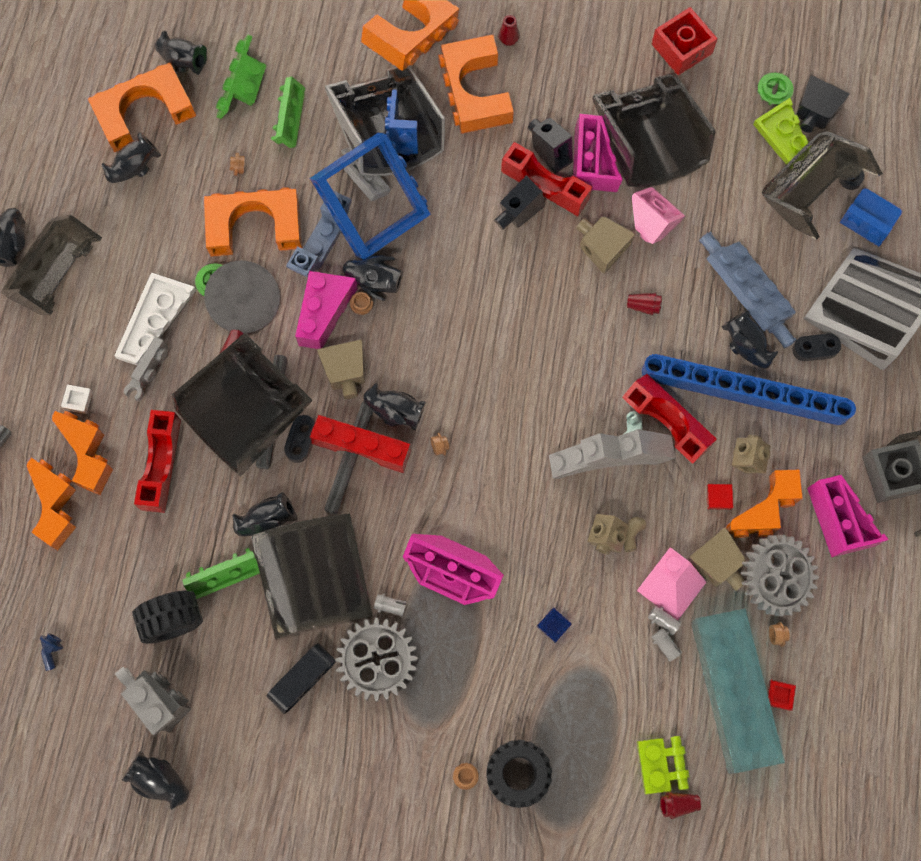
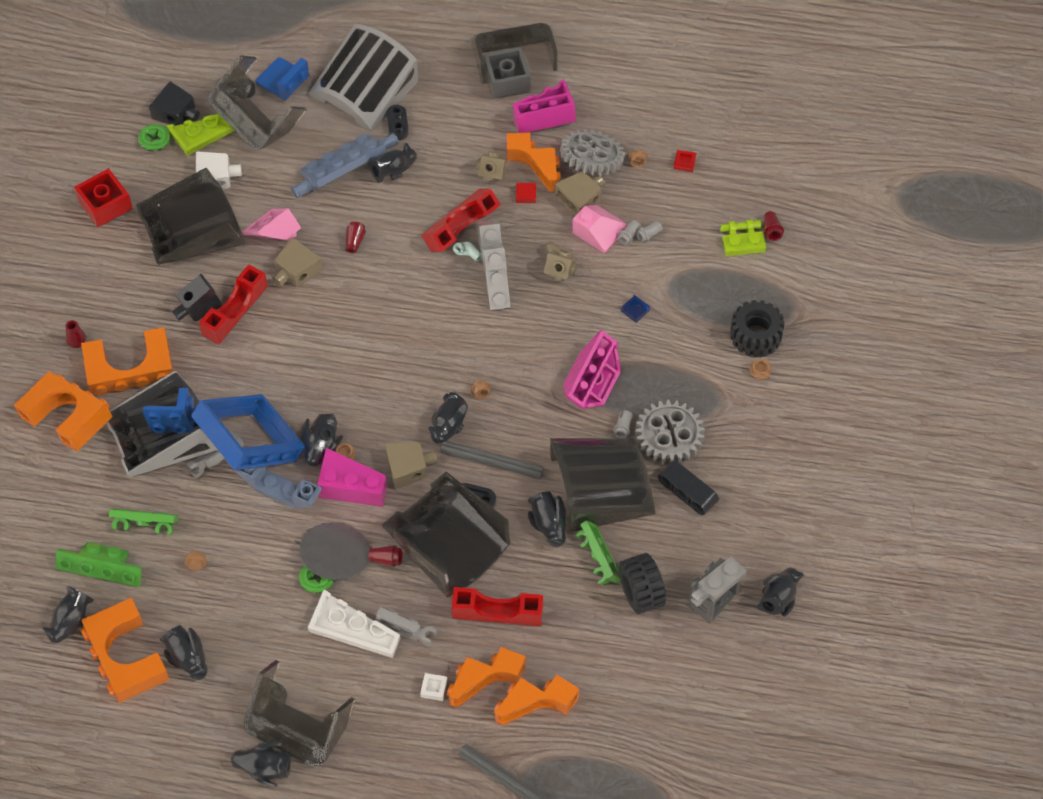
camera: 90 degrees left, 15 degrees down
(49, 644) = (668, 689): dark blue plate -> none
(224, 210) = (245, 519): orange arch -> none
(374, 446) = (484, 434): red arch -> none
(520, 204) = (257, 323): black torso -> none
(593, 155) = (217, 267): dark pink wedge -> none
(730, 152) = (219, 167): none -> white torso
(737, 691) = (683, 185): clear light blue brick -> none
(758, 386) = (434, 169): blue beam -> none

